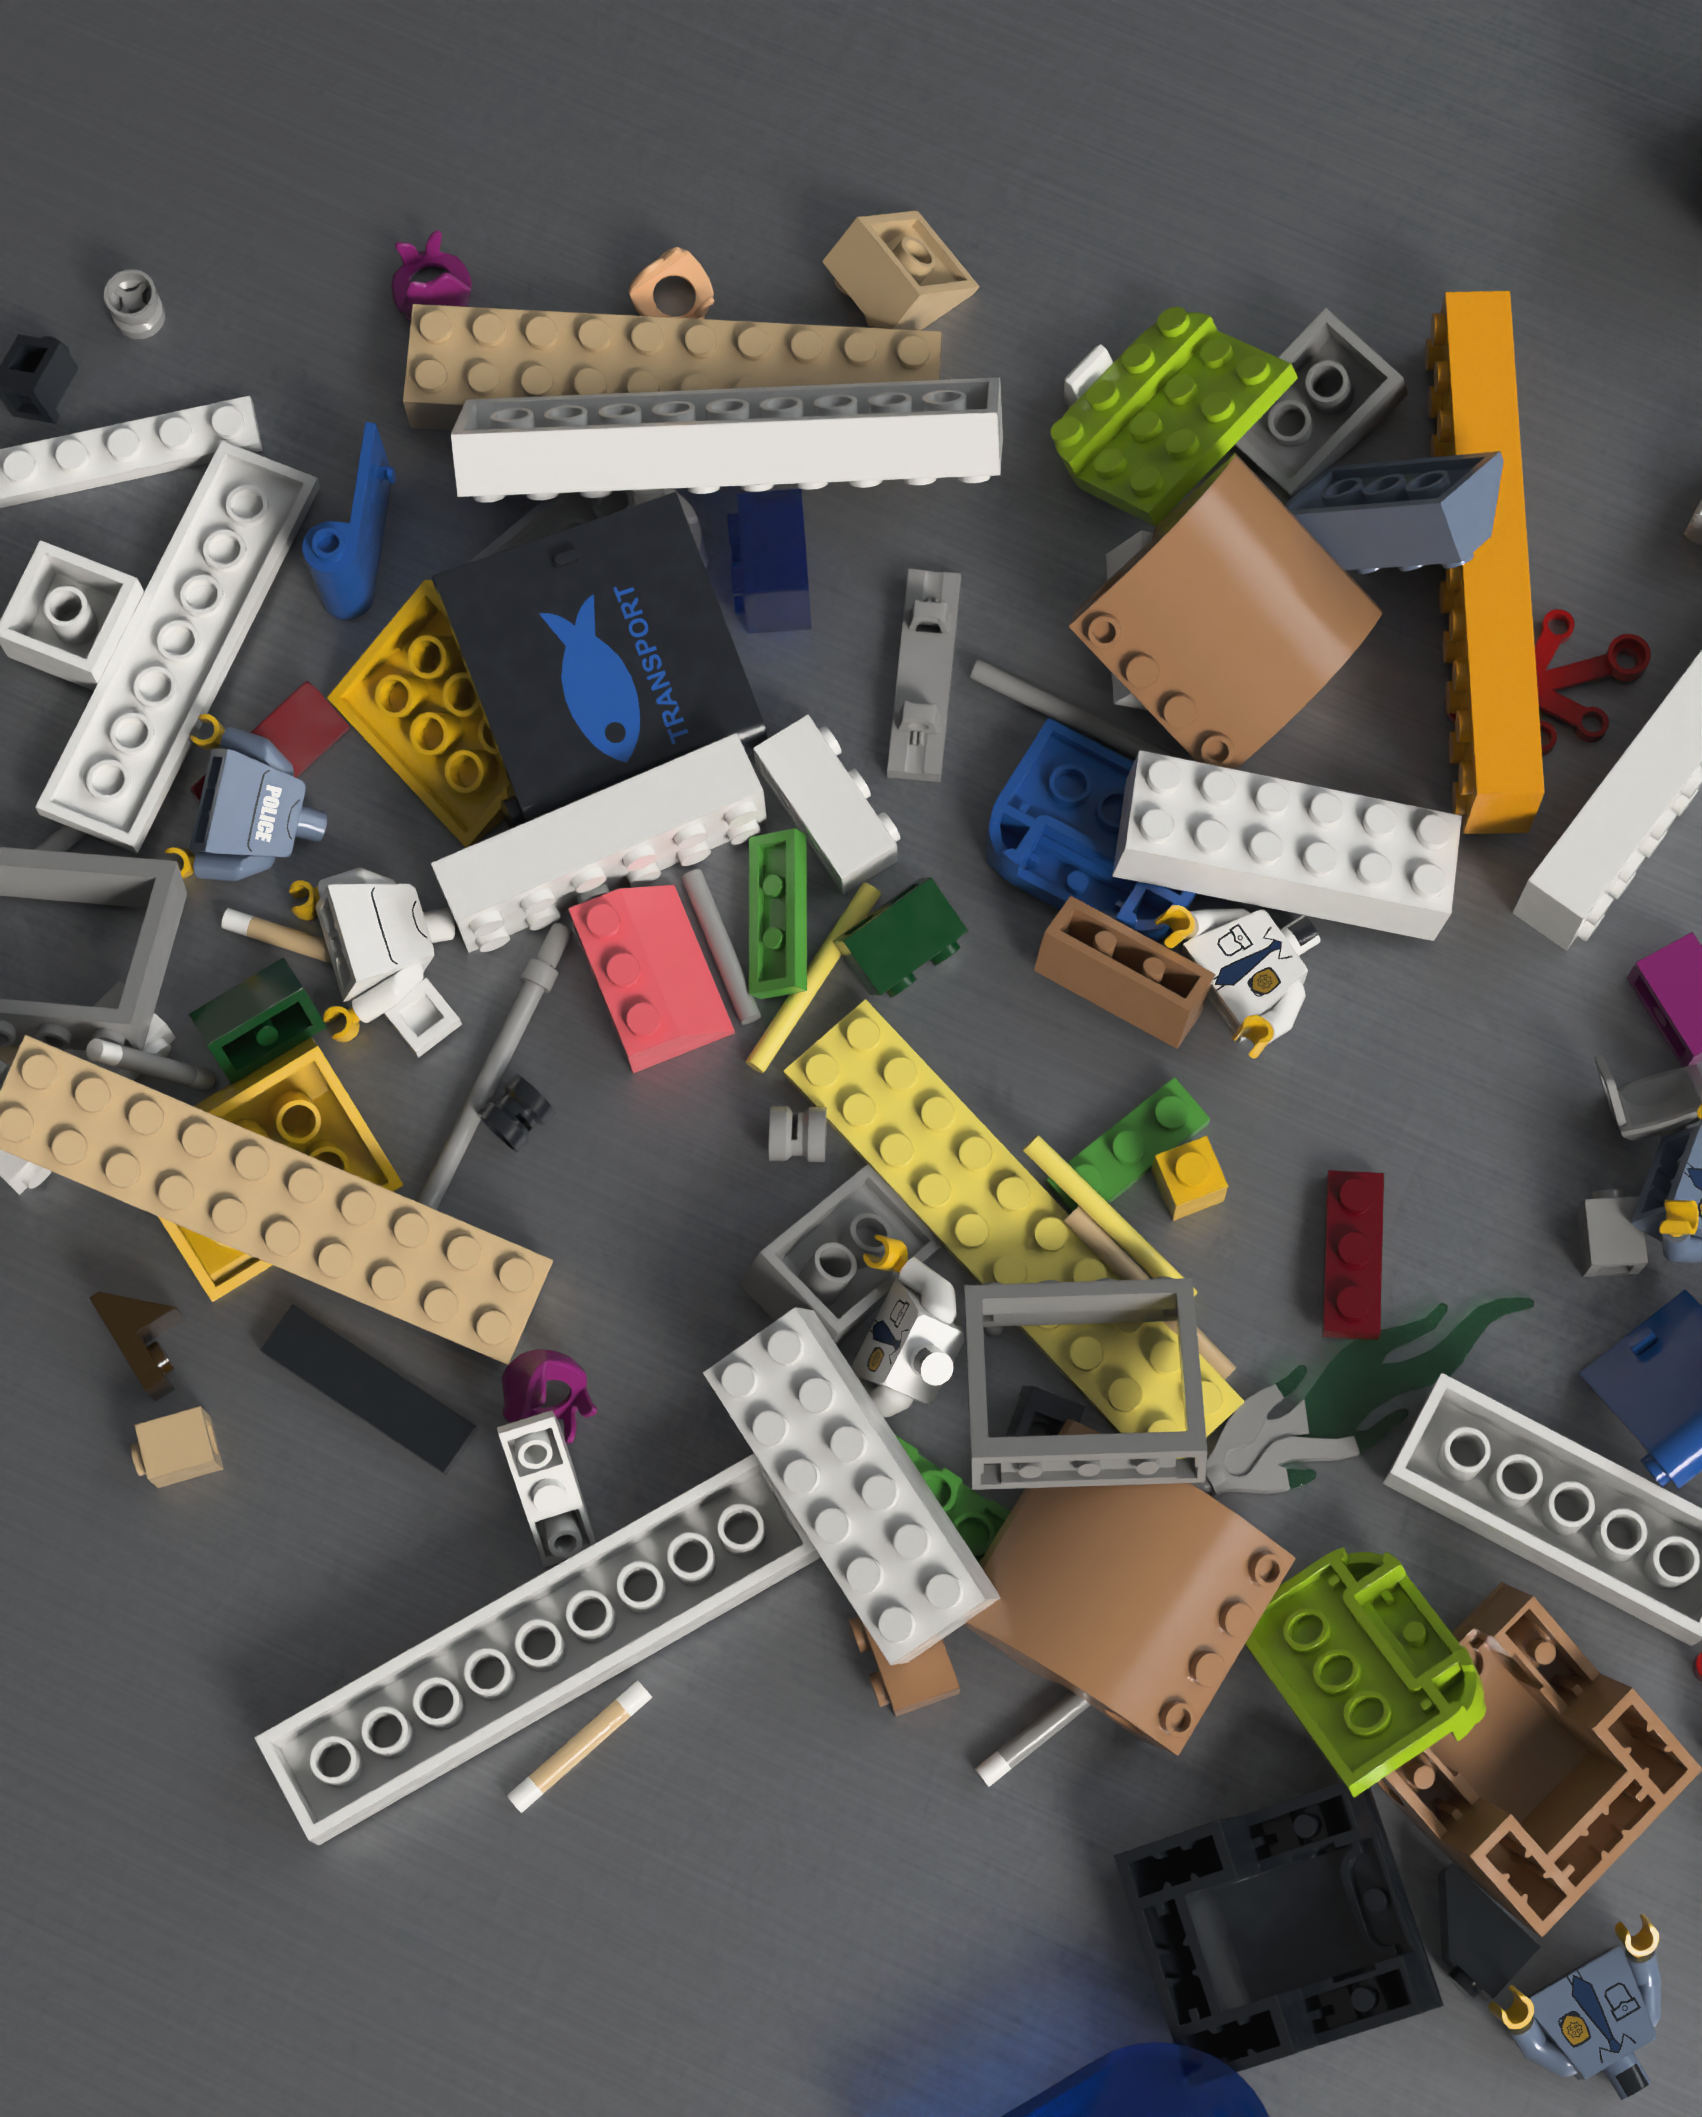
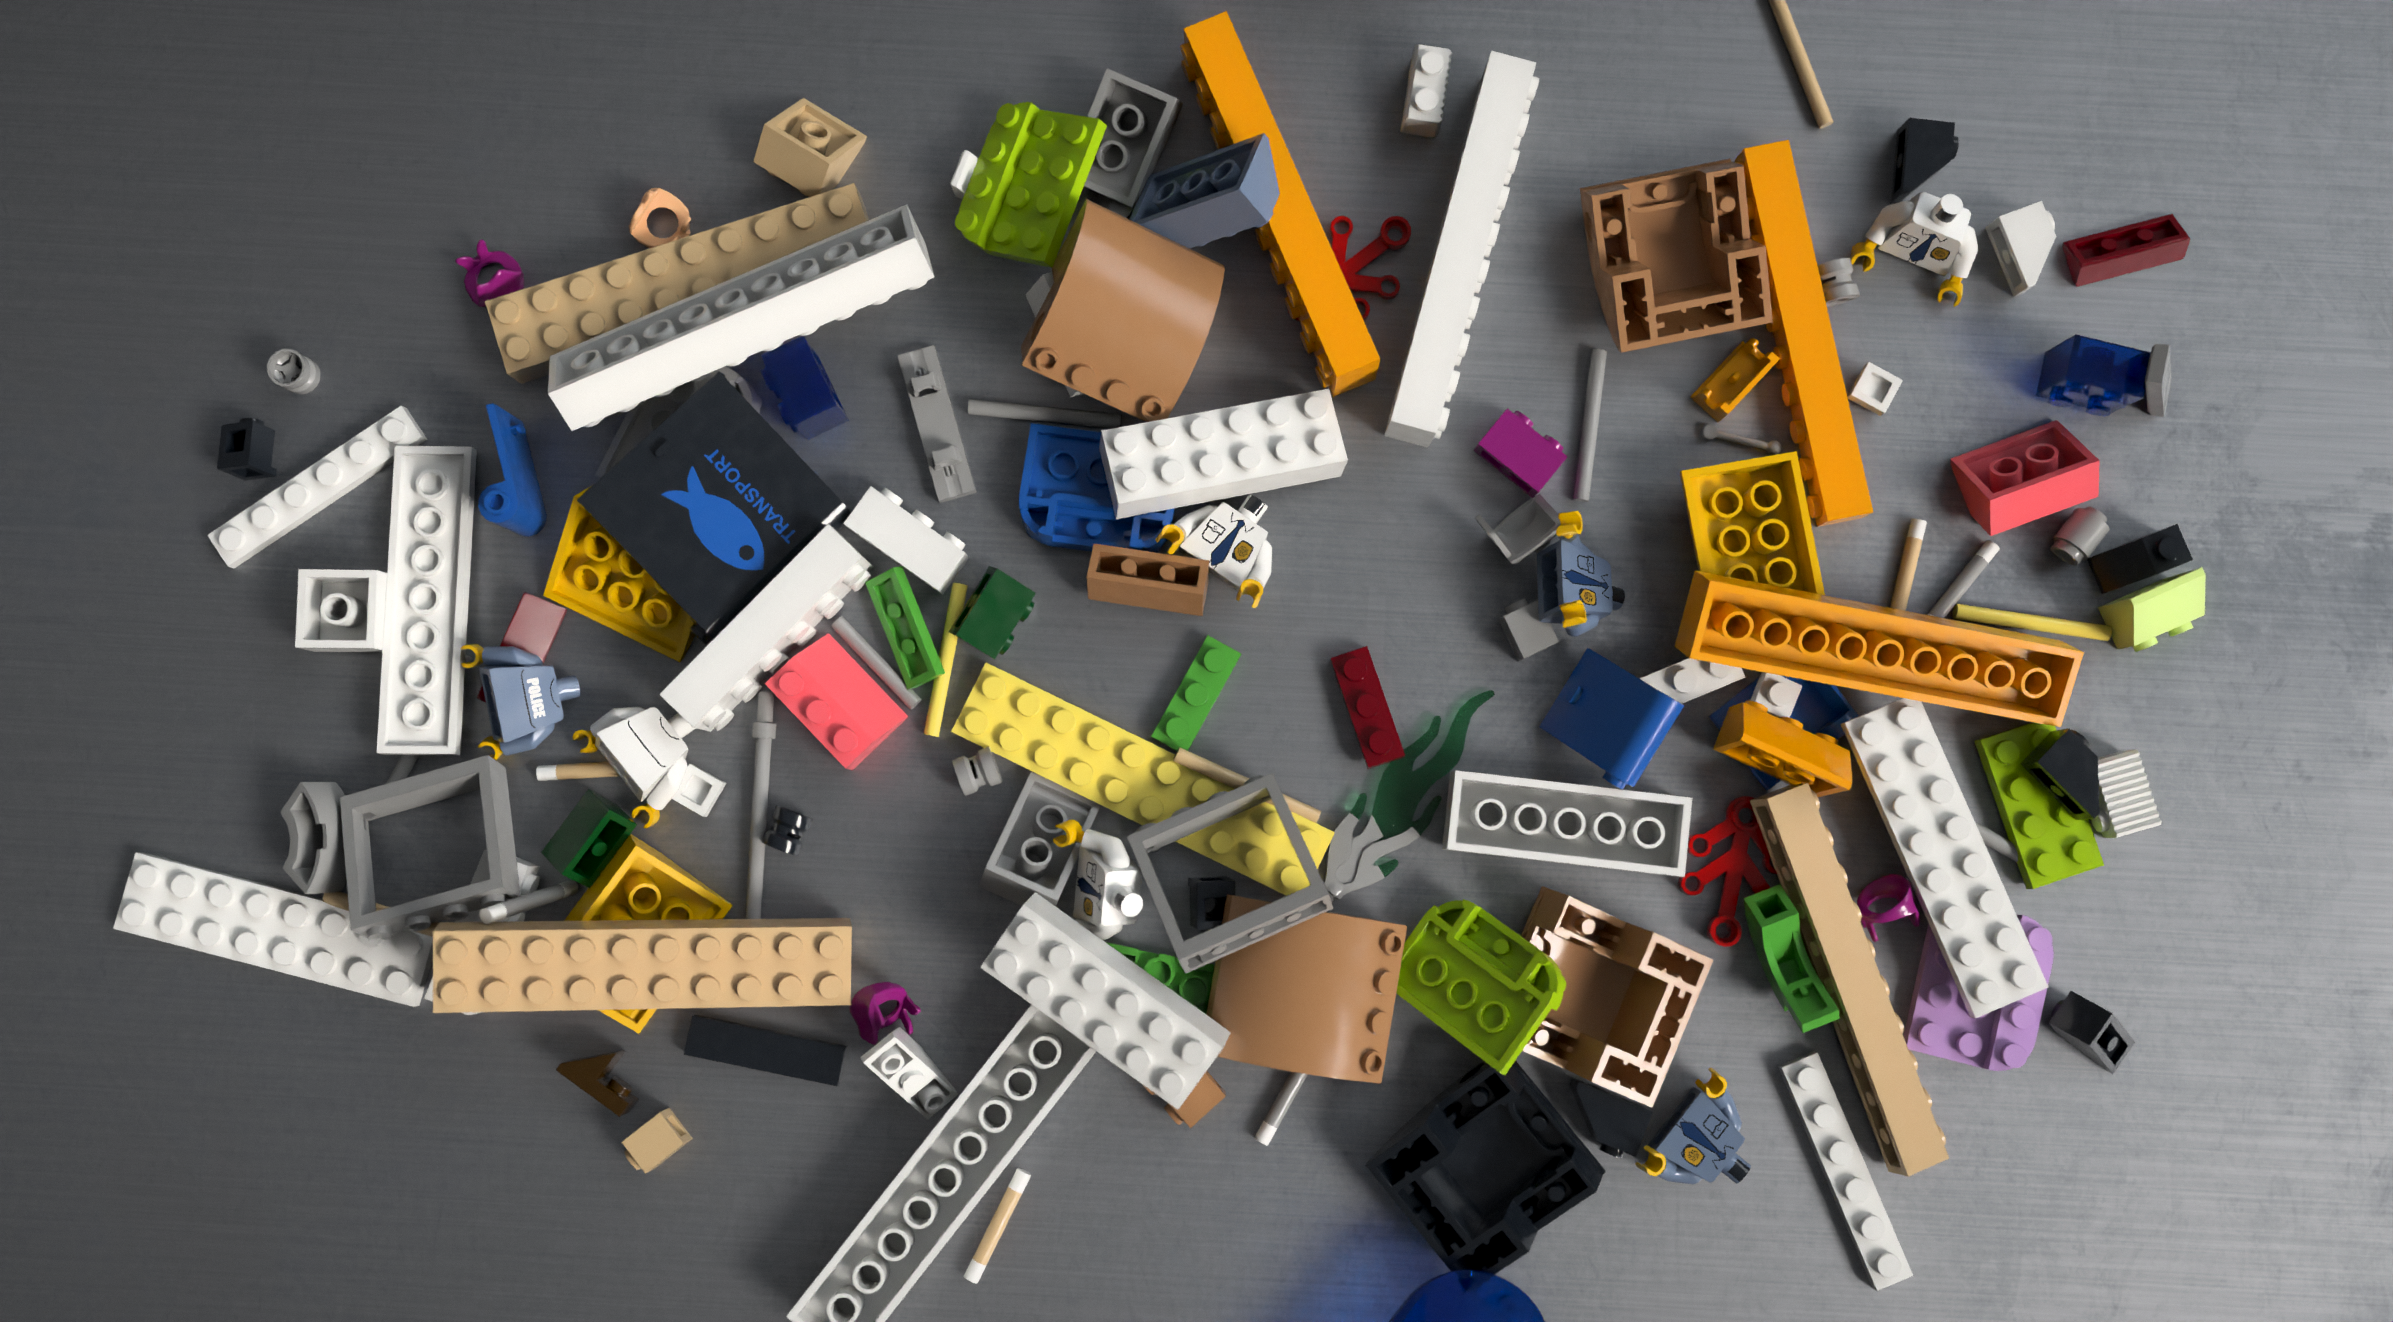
camera: 25 degrees left, 10 degrees up
(1099, 1210) = (1199, 747): light yellow bar -> none
(1189, 1178) = (1243, 700): yellow brick -> none

